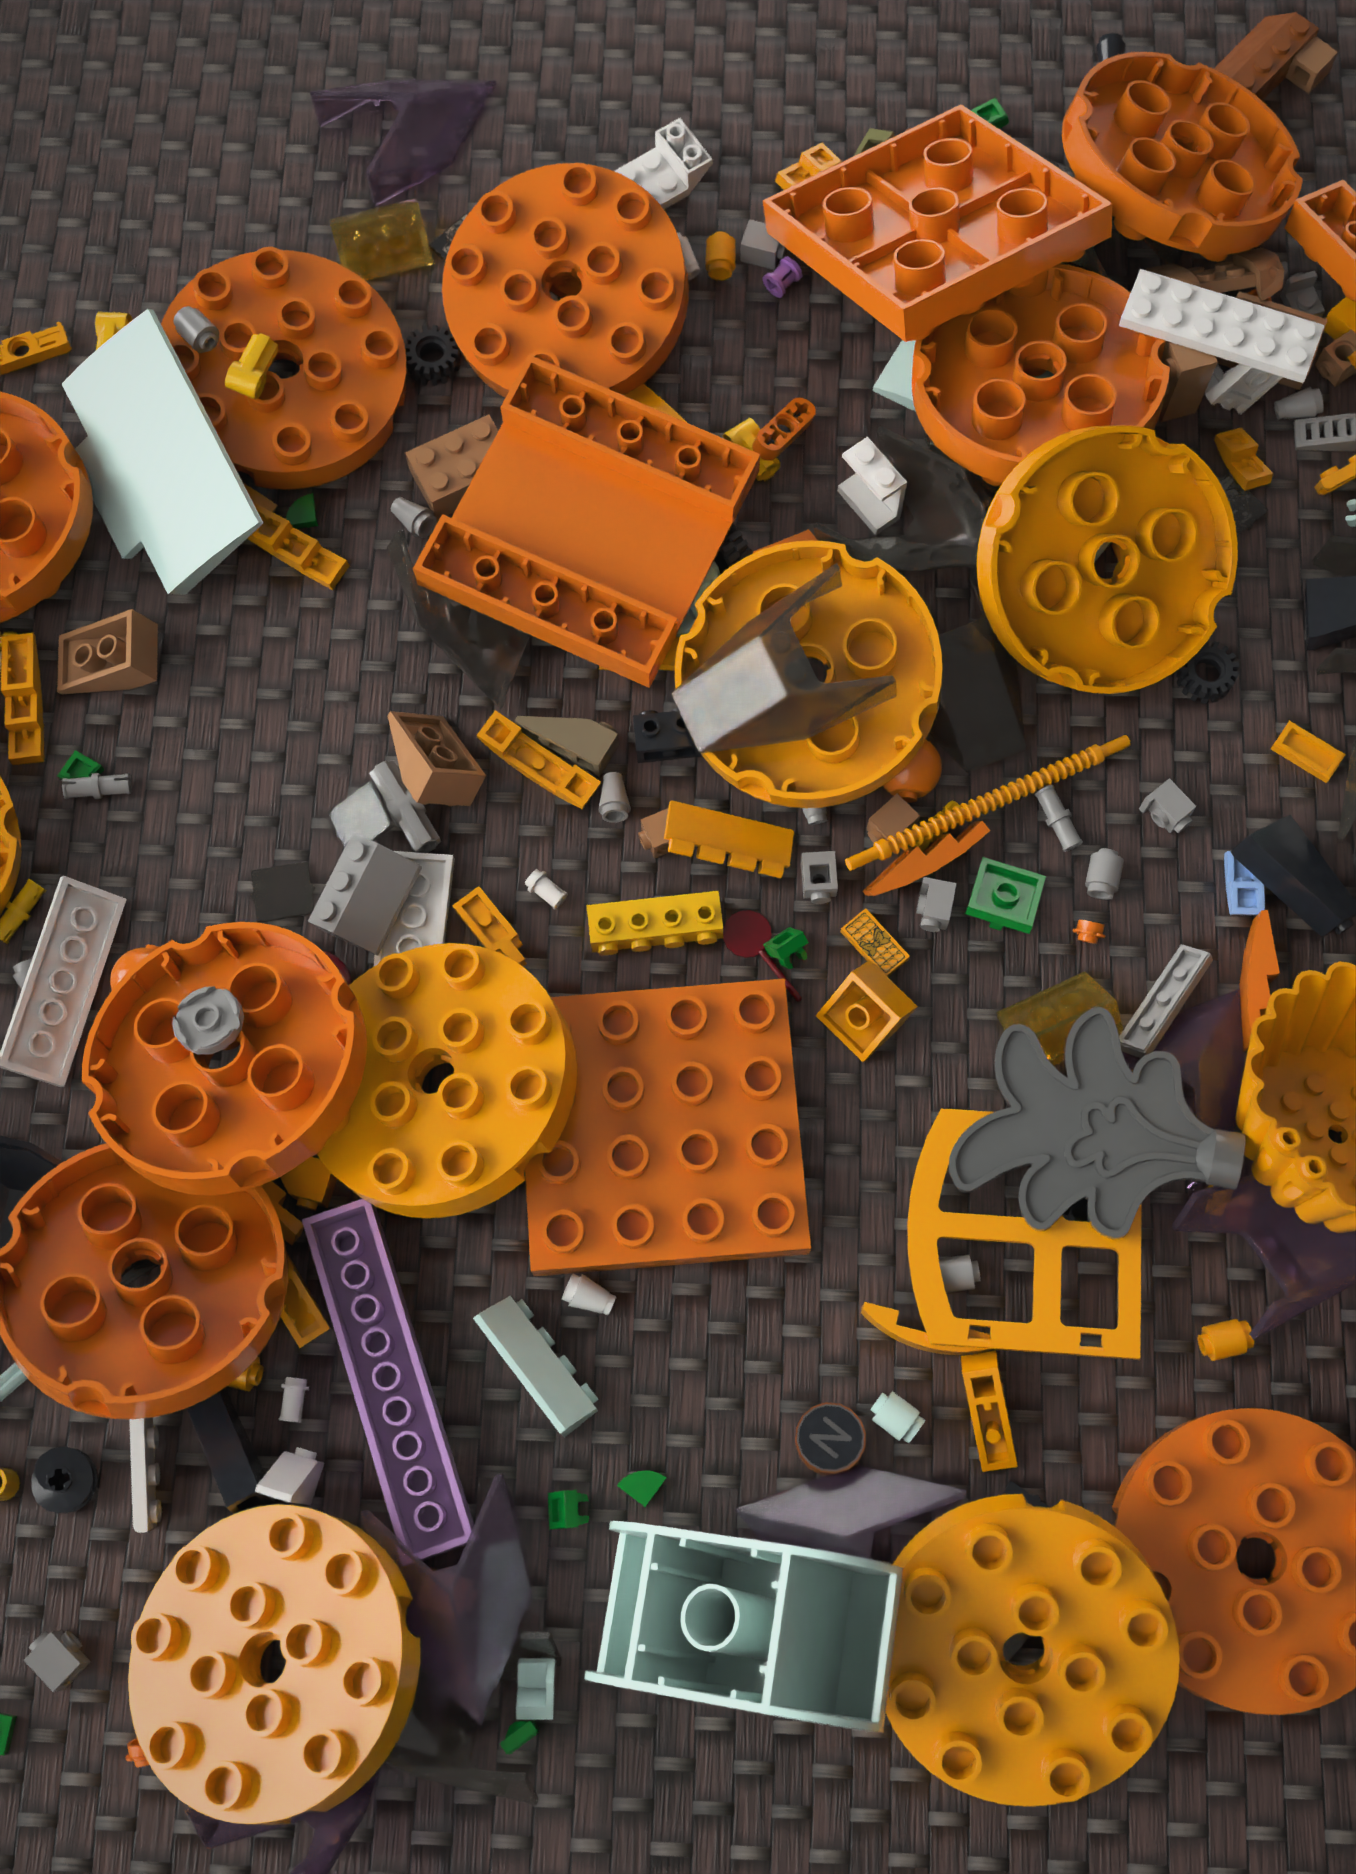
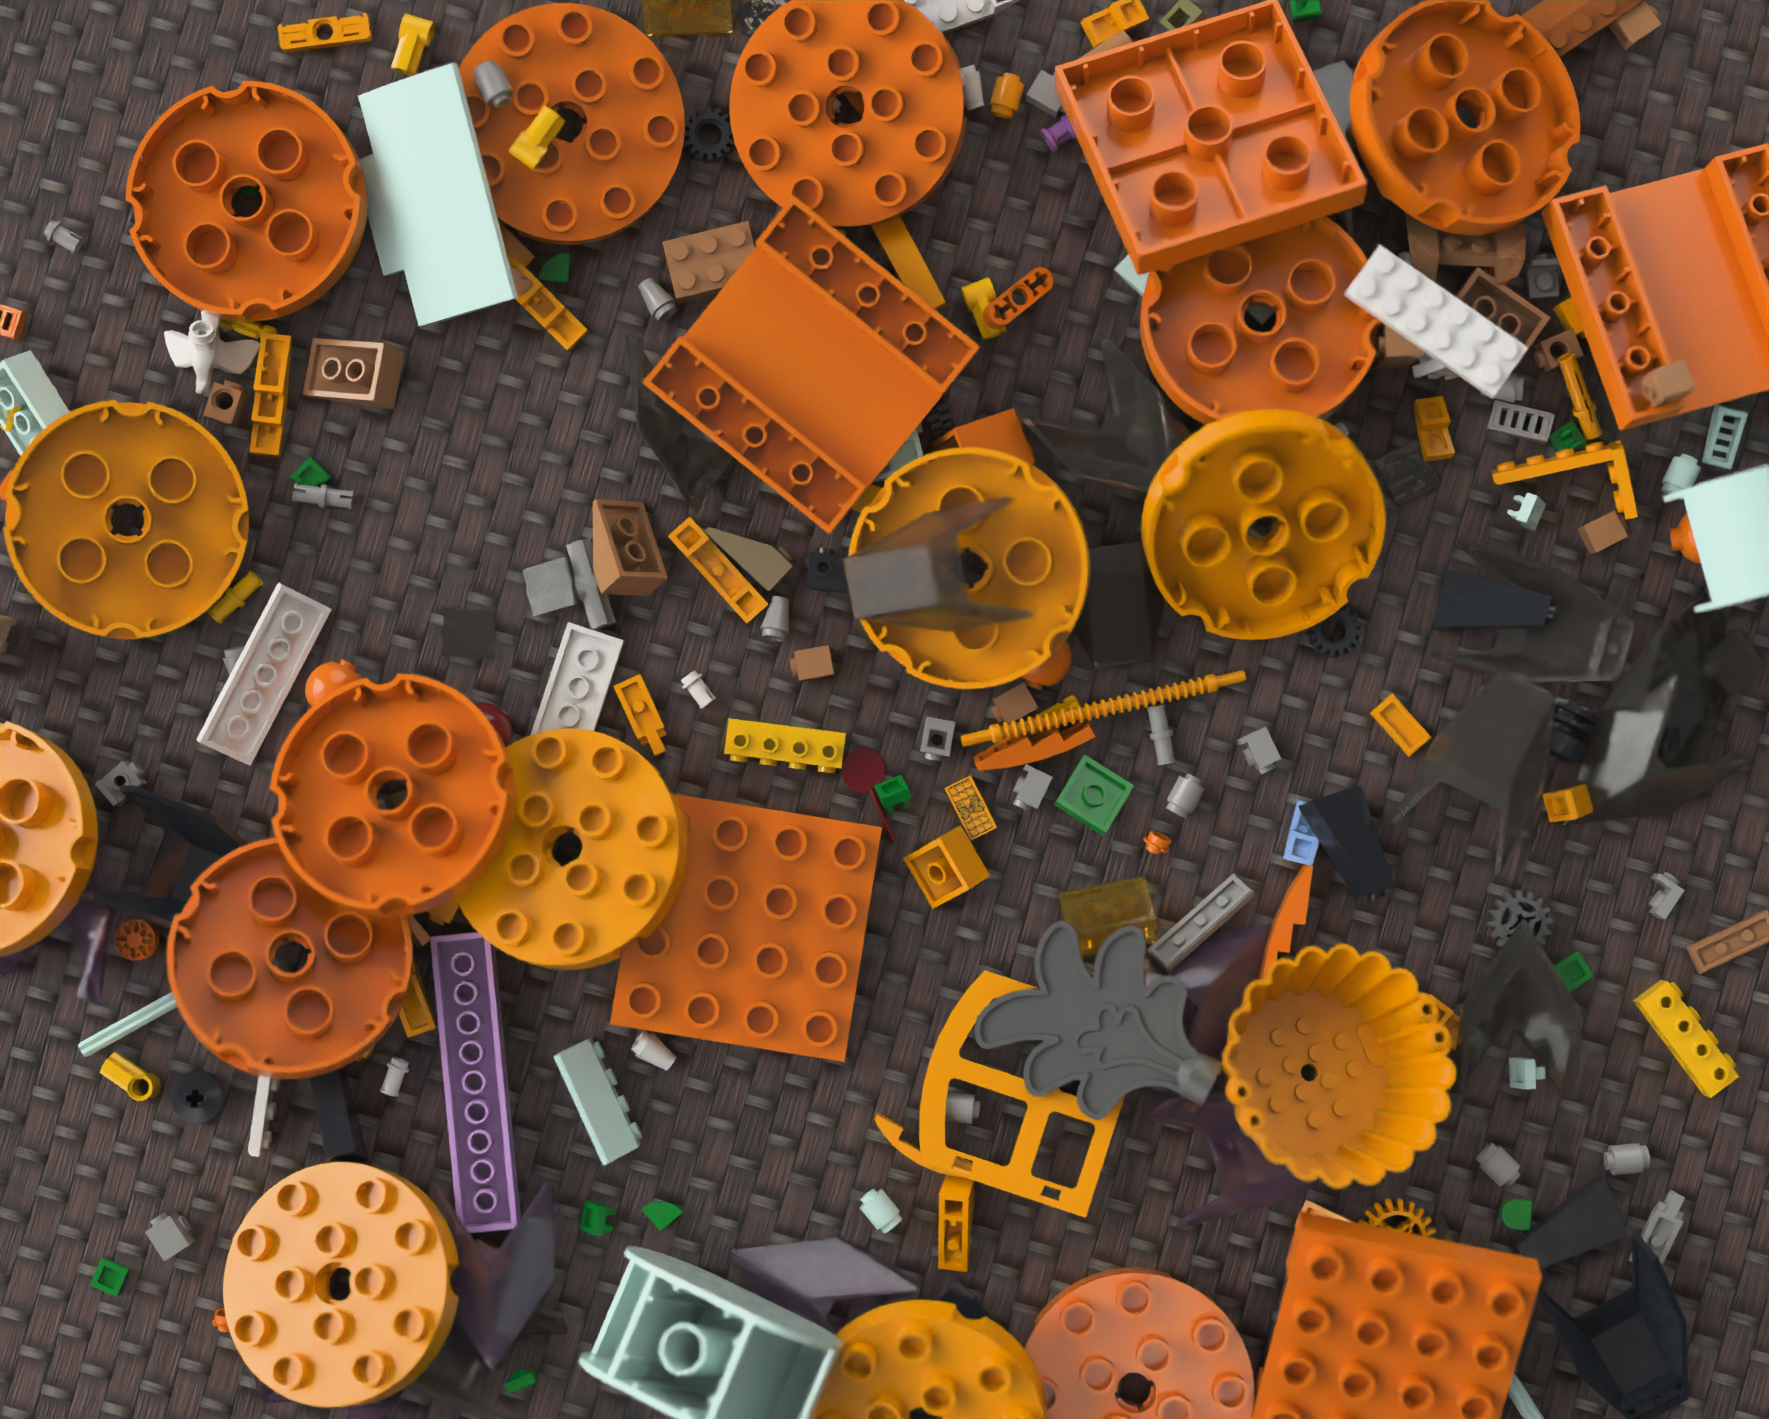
camera: 10 degrees right, 15 degrees up
(208, 1020) = (384, 765): light grey tile -> none
(292, 1477) = (382, 1144): white slope -> none
(365, 894) = (539, 661): light grey slope -> none
(535, 1689) = (541, 1349): light aqua panel -> none
(725, 834) = (864, 680): light orange windscreen -> none
(830, 1439) = (822, 1214): black tile -> none
(875, 489) = (1081, 381): white panel -> none
(1225, 1339) = (1163, 1213): light orange brick -> none

